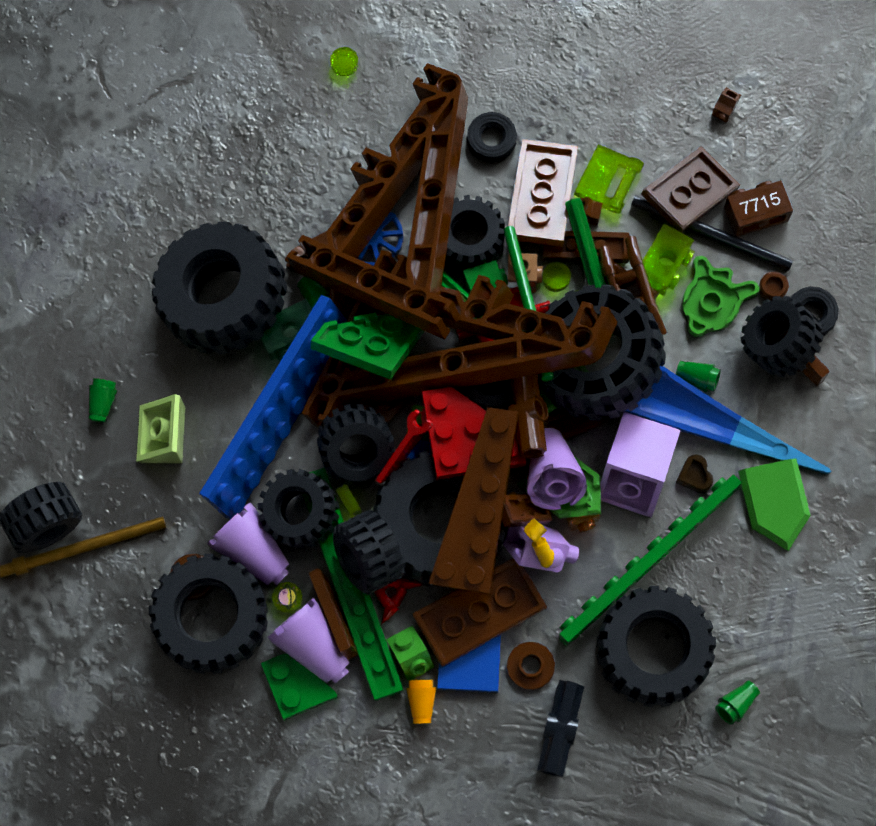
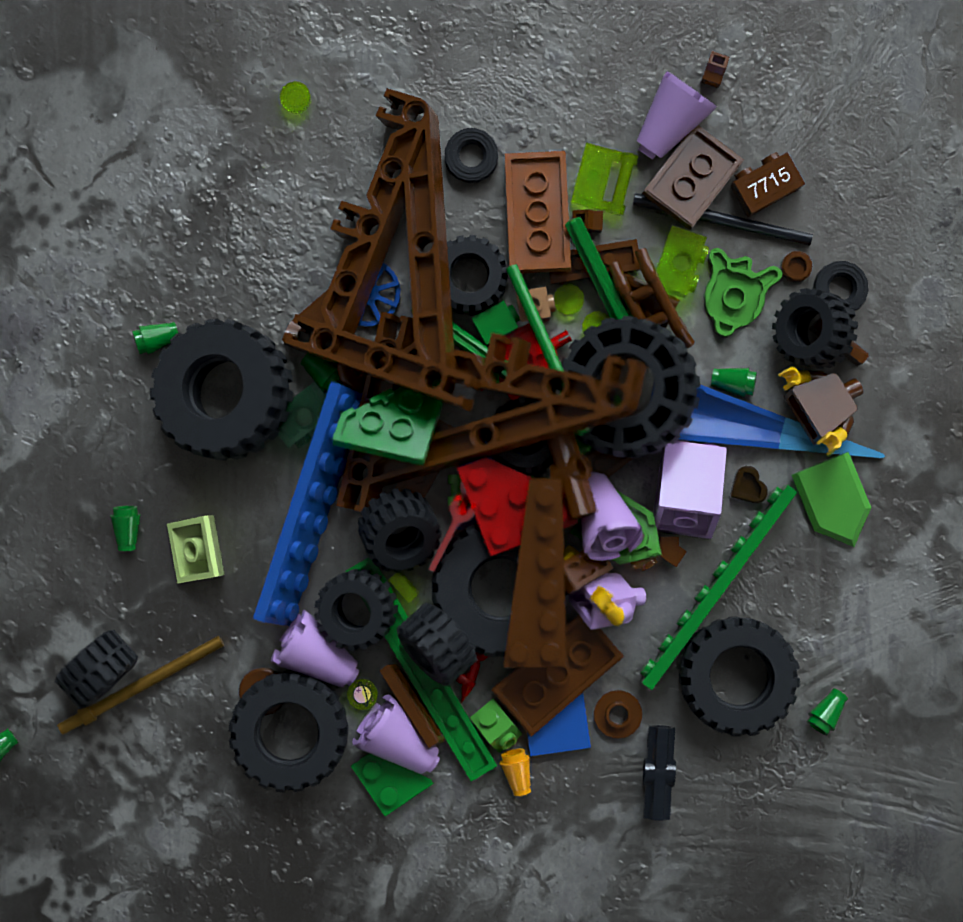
camera: 10 degrees left, 15 degrees up
(164, 235) = (154, 337): none -> green cone
(610, 518) = (671, 550): none -> reddish brown piece
(681, 132) = (672, 116): none -> lavender cone
(777, 407) = (822, 404): none -> torso

